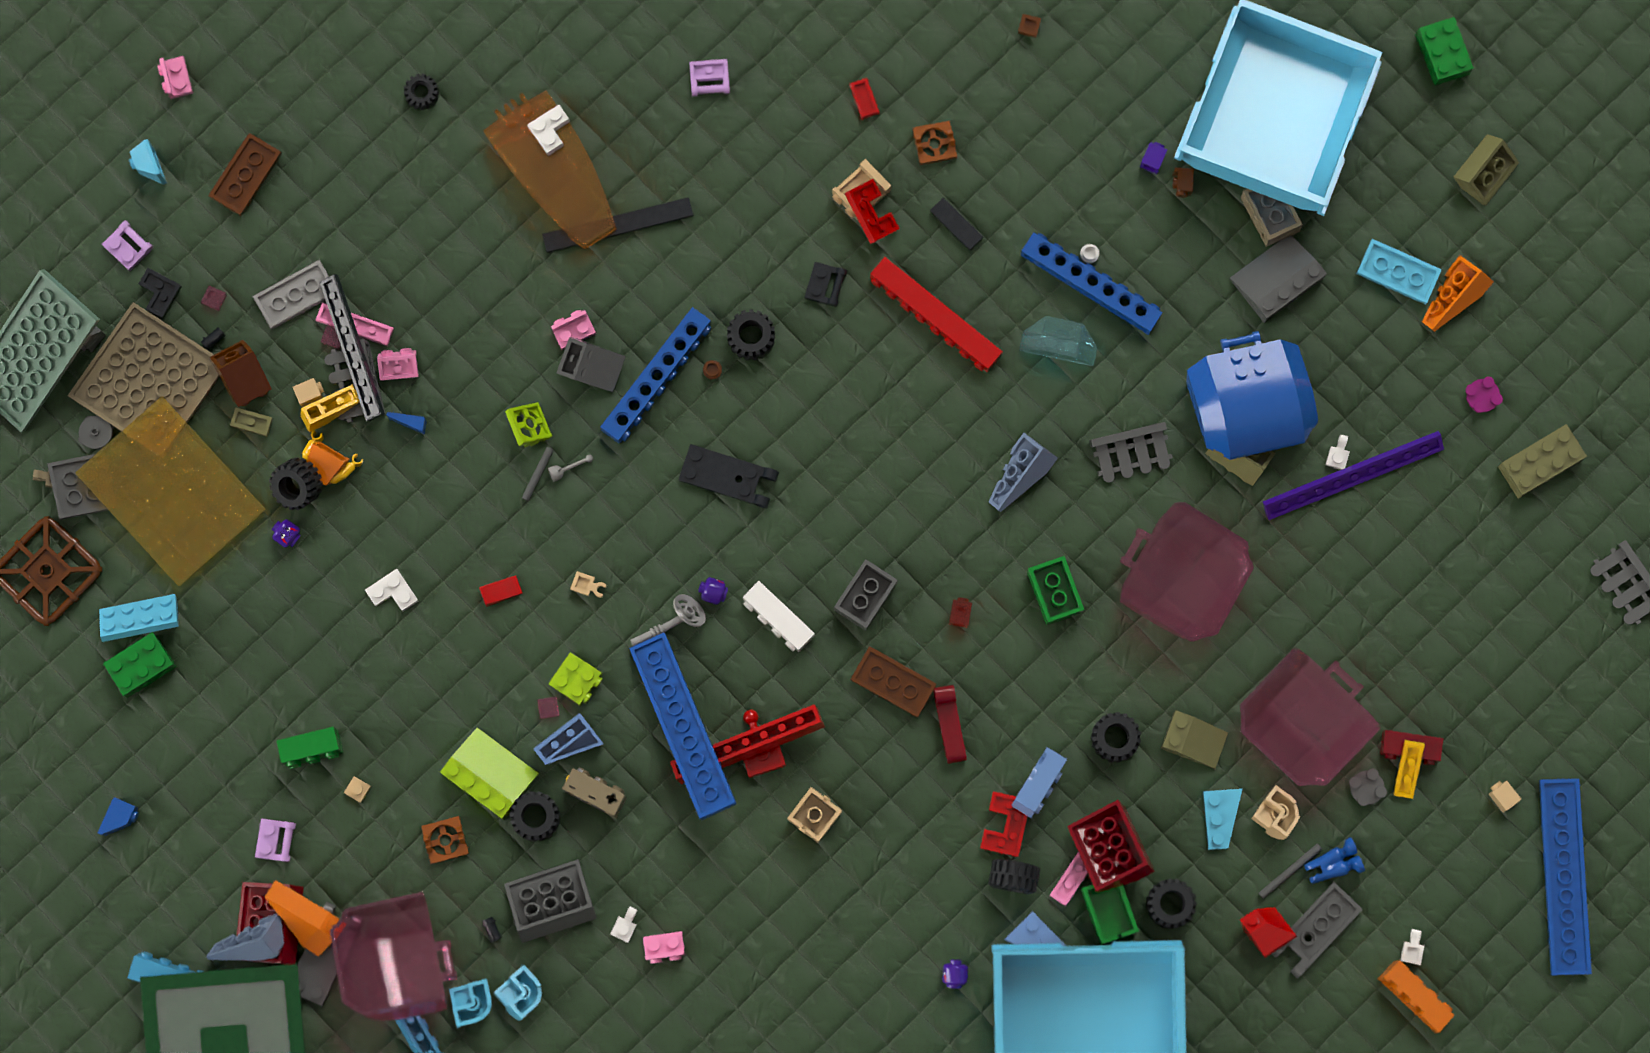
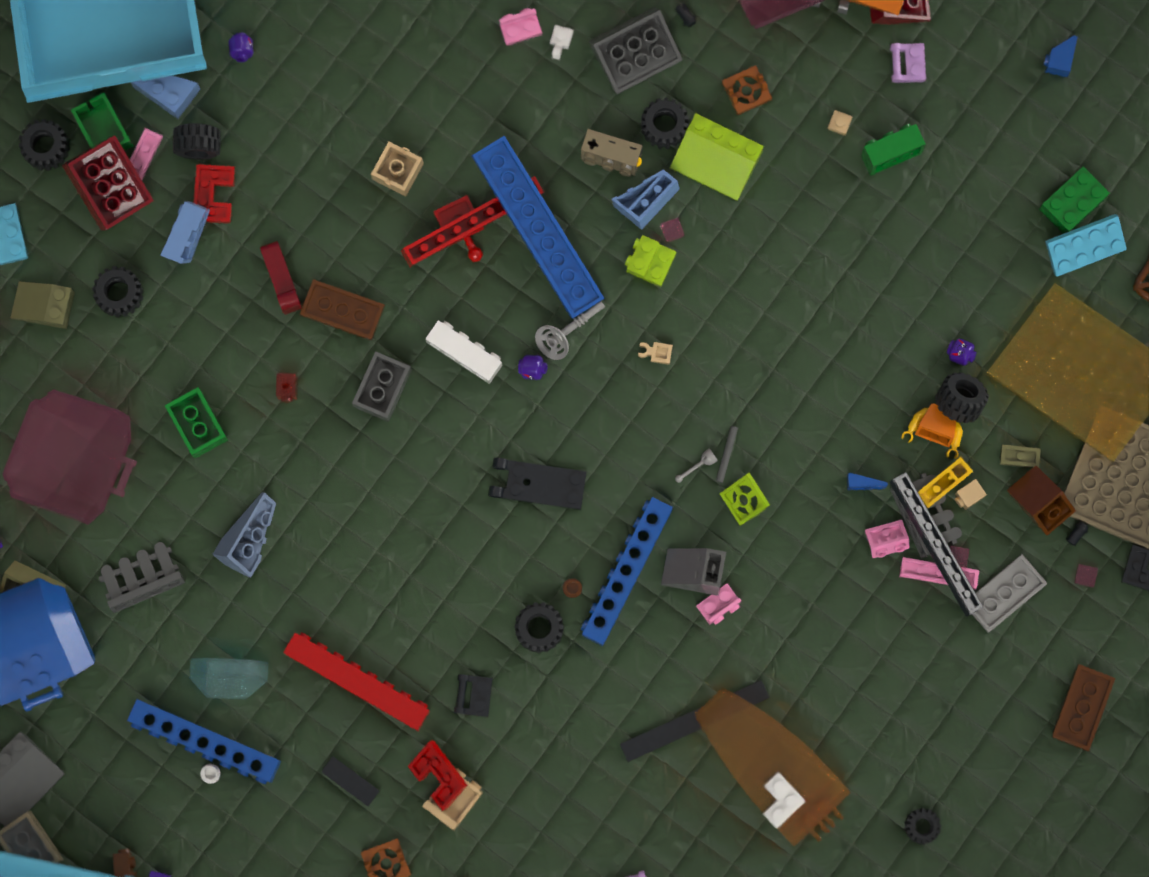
camera: 175 degrees right, 0 degrees up
(392, 586) = (845, 321): white plate -> none
(500, 590) = (740, 333): red slope -> none

